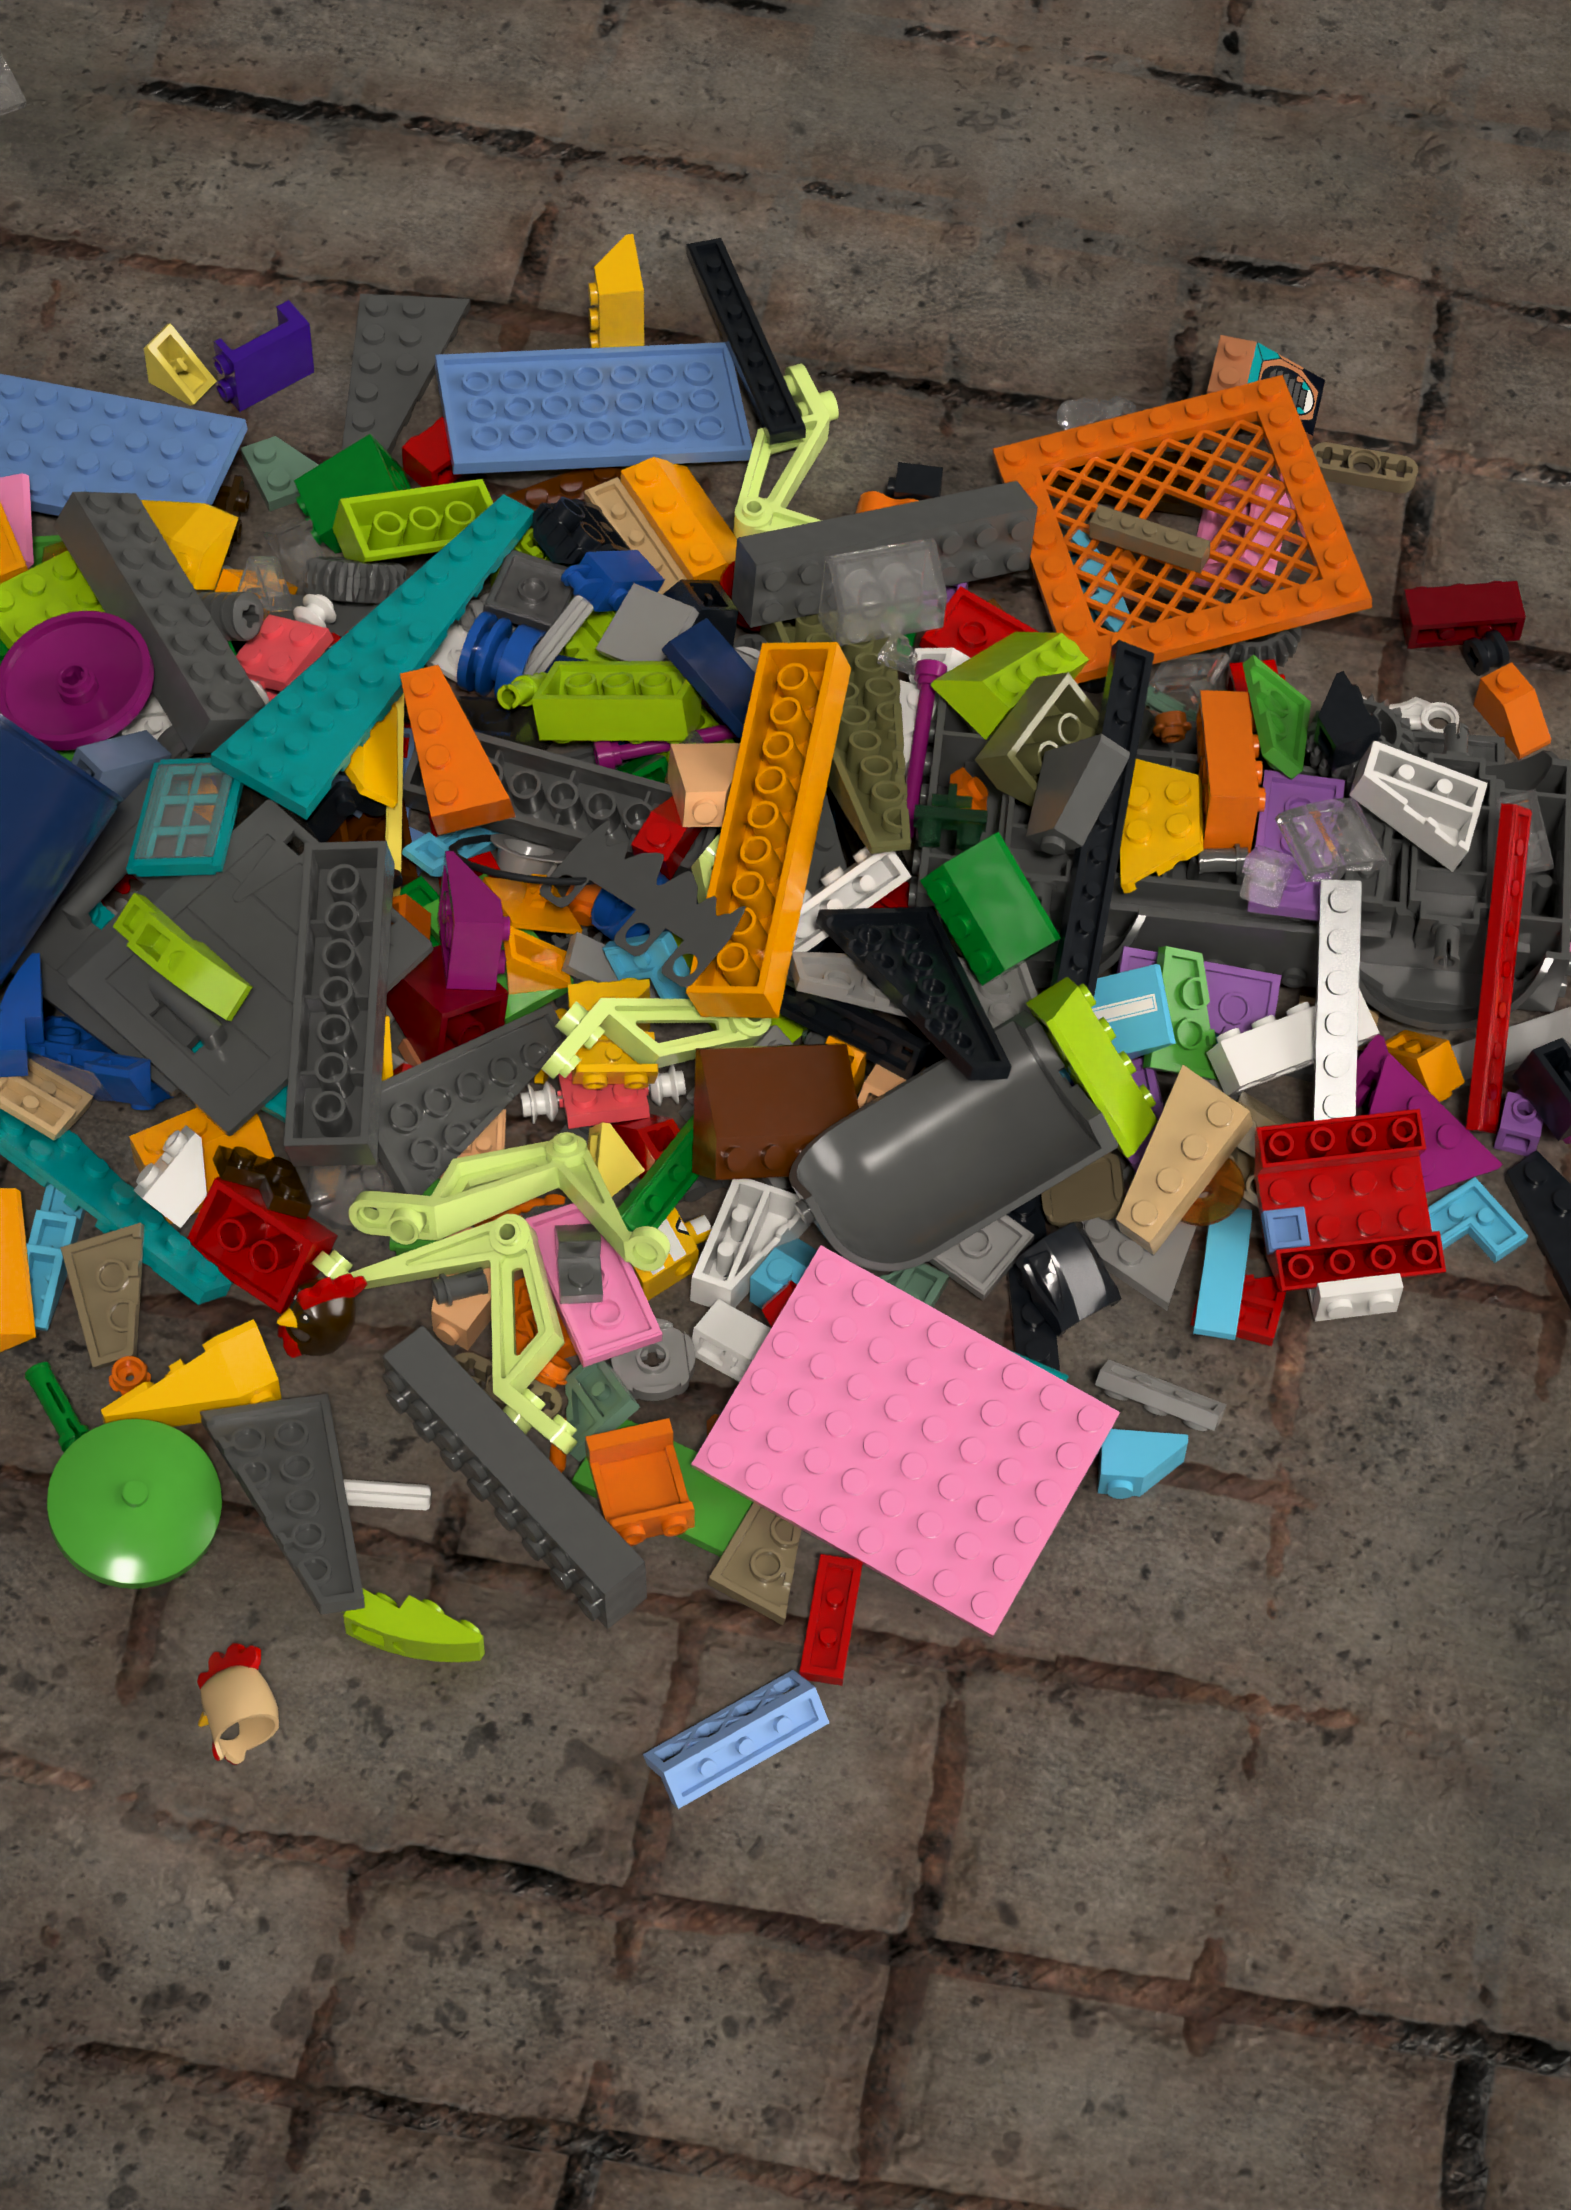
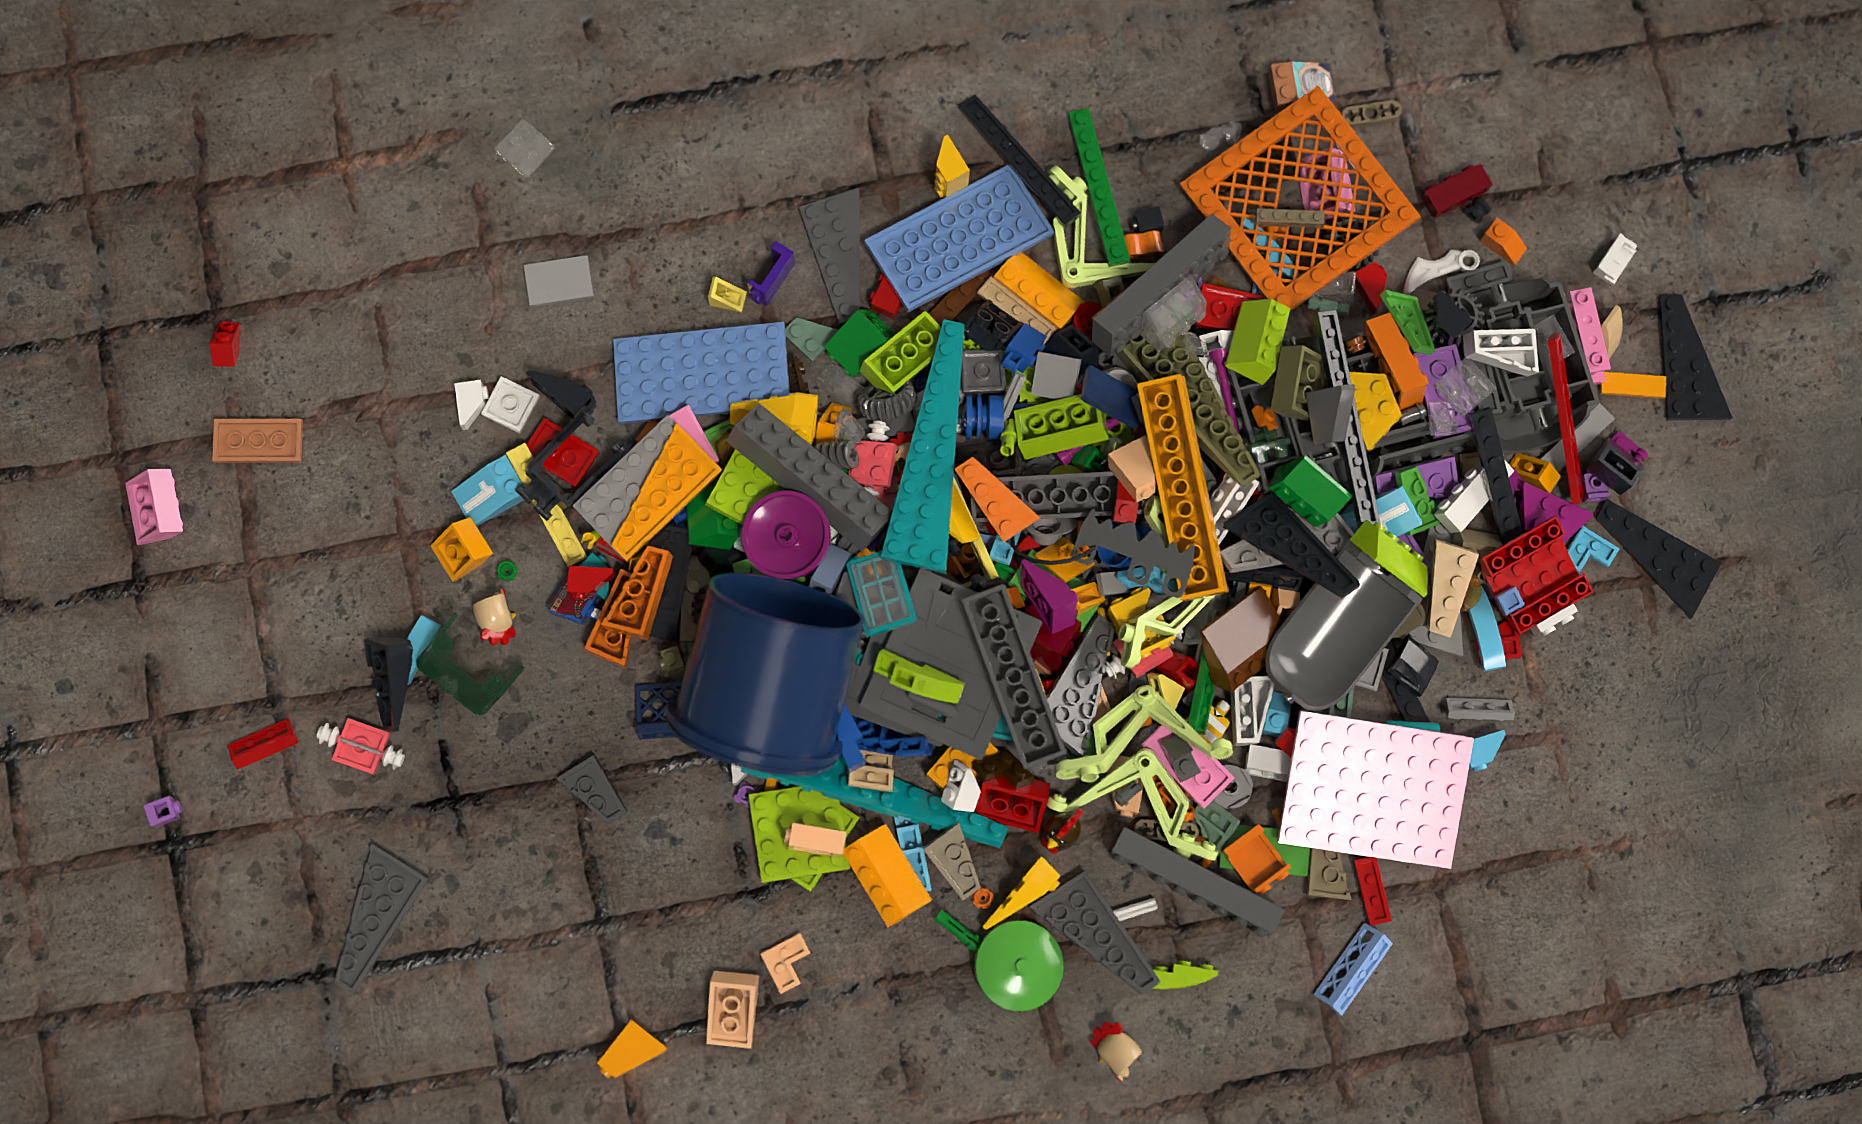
camera: 25 degrees left, 20 degrees up
(857, 413) = (1098, 187): none -> green plate

